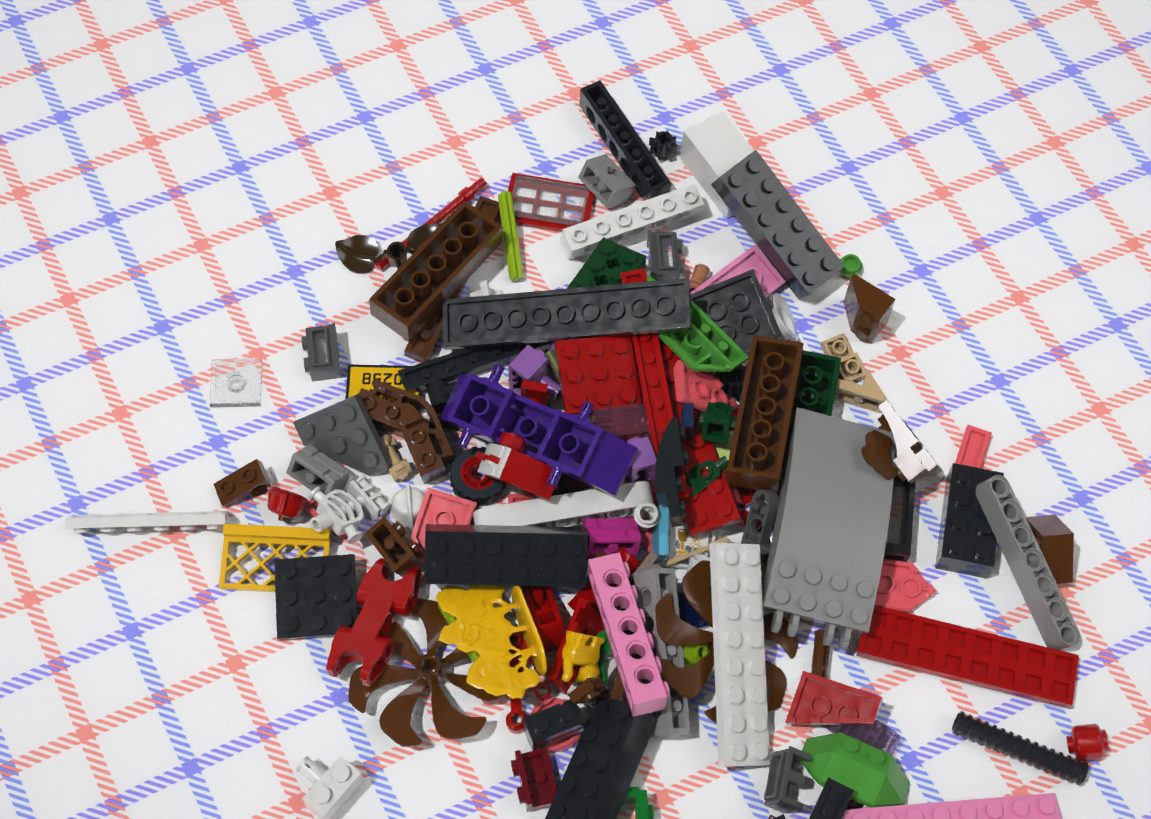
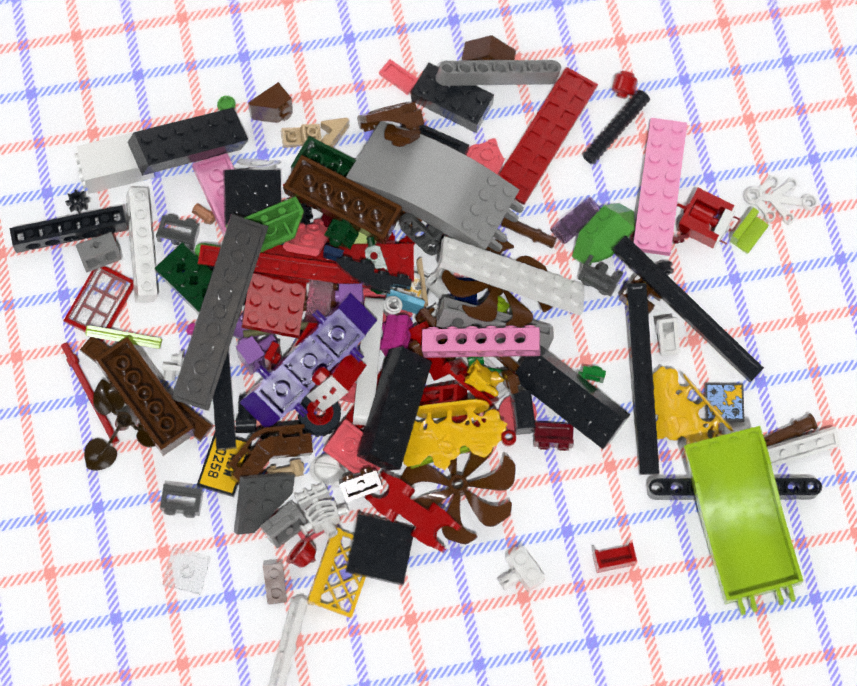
camera: 75 degrees left, 10 degrees up
(831, 703) = (558, 231): red wing -> none

